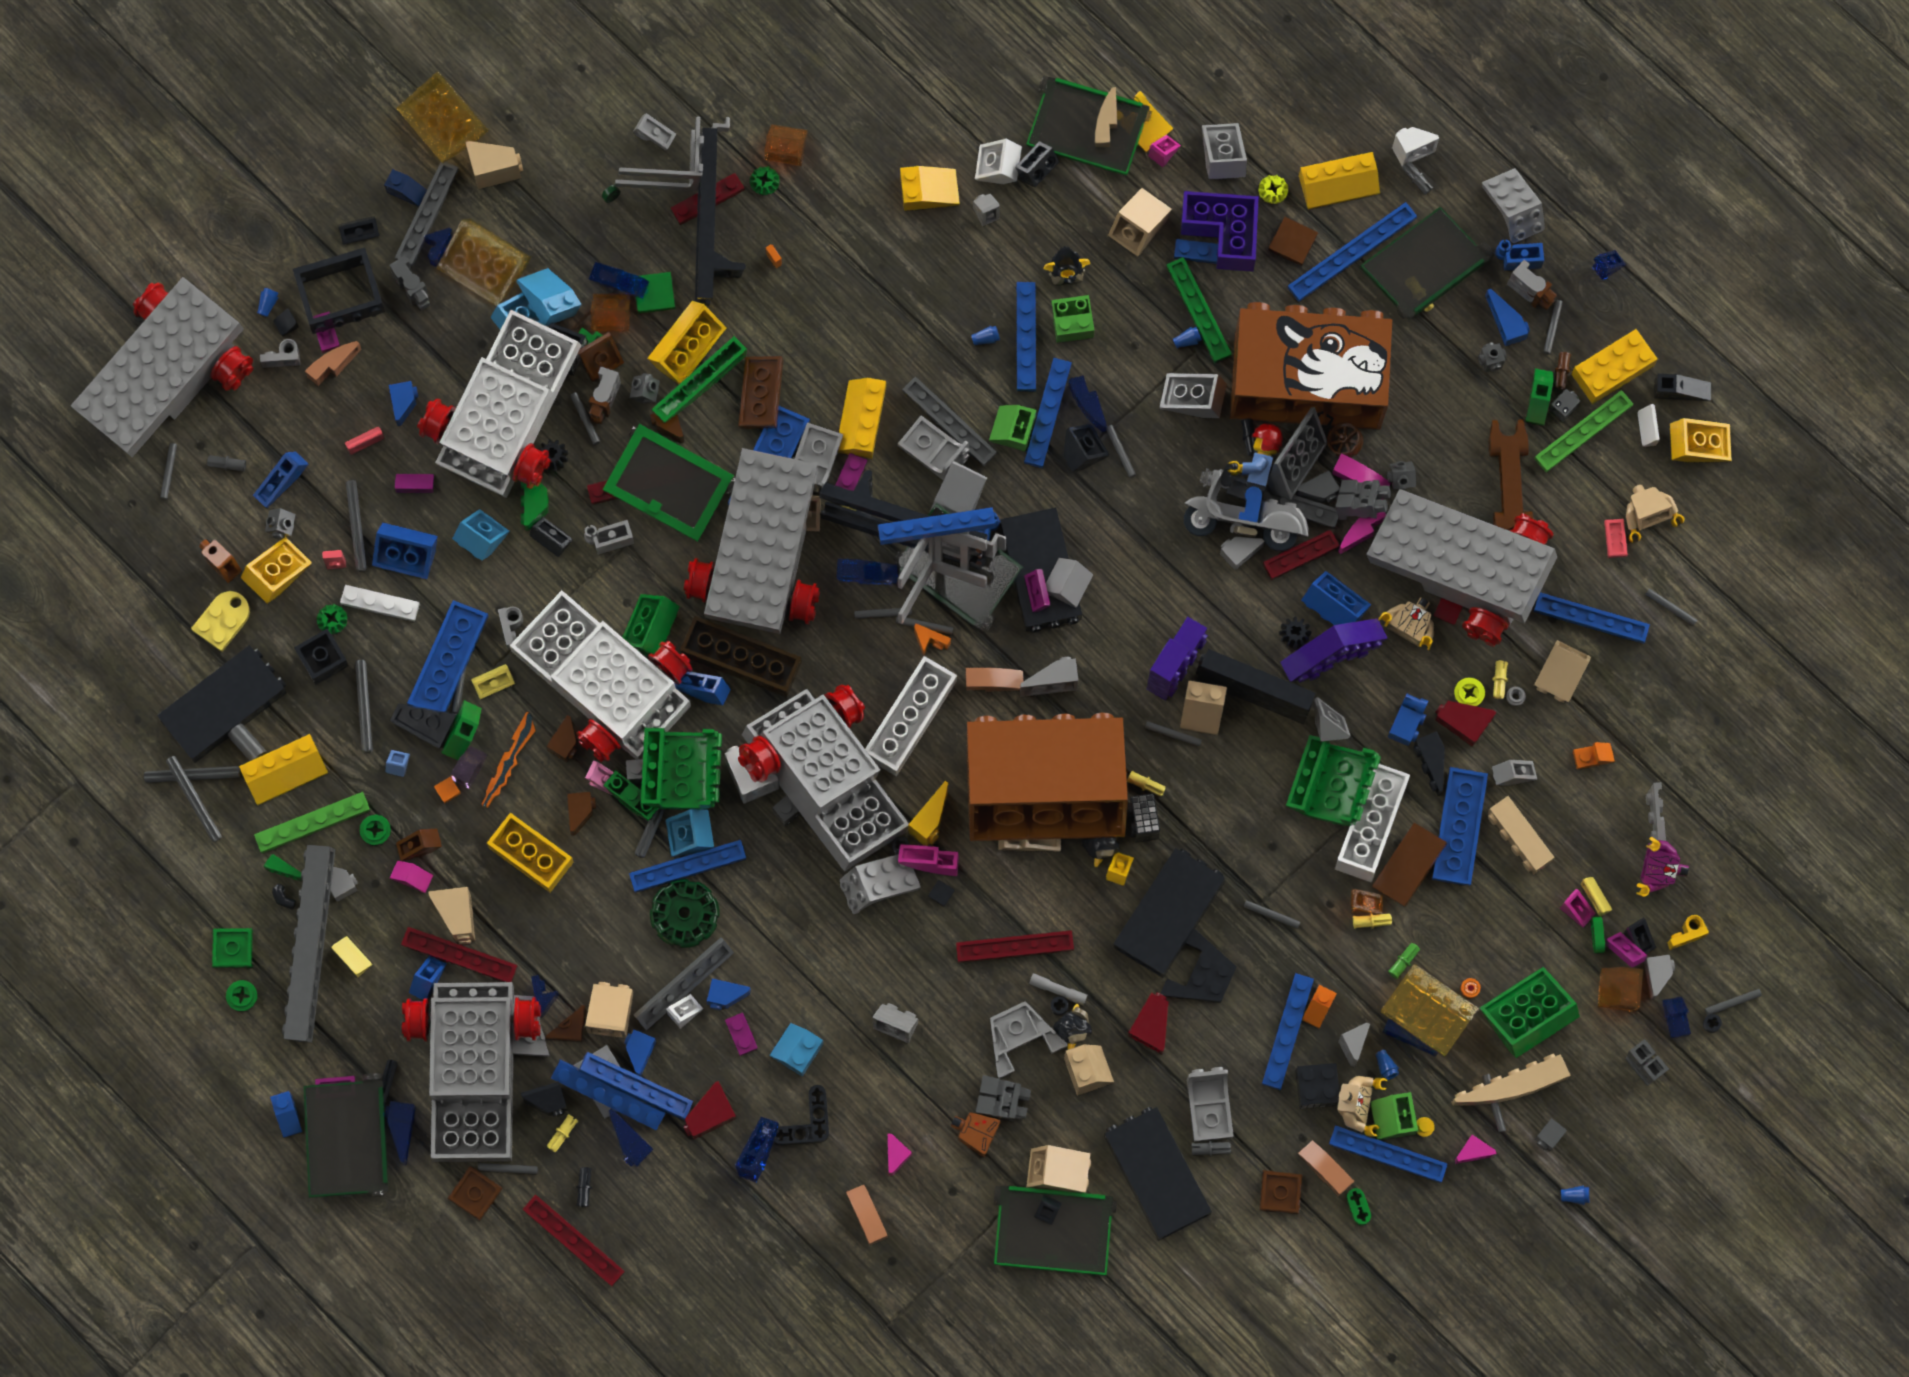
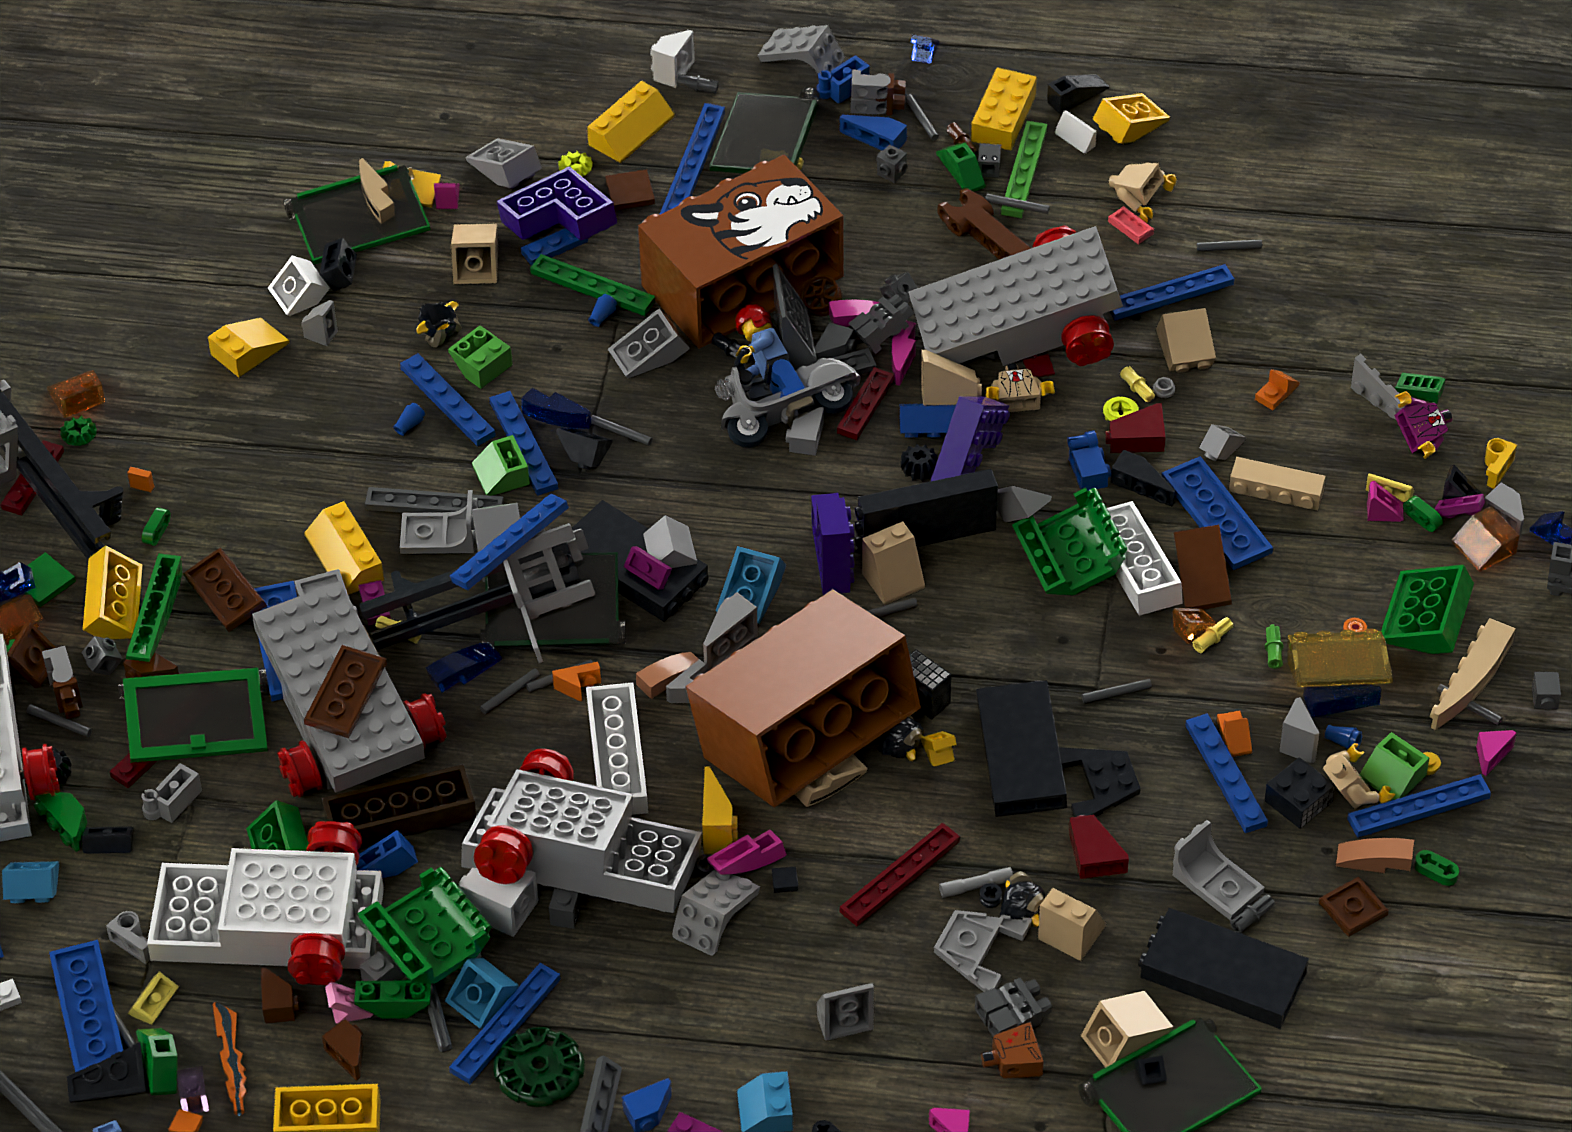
camera: 35 degrees left, 25 degrees down
(755, 304) = (156, 526): none -> green beam
(755, 556) = (345, 691): none -> reddish brown tile
(993, 697) = (676, 690): none -> light grey slope
(1101, 649) = (754, 577): none -> dark azure slope
(1365, 585) = (946, 380): none -> tan slope
(1548, 462) = (1017, 203): none -> dark grey bar
(1688, 832) = (1431, 390): none -> green slope

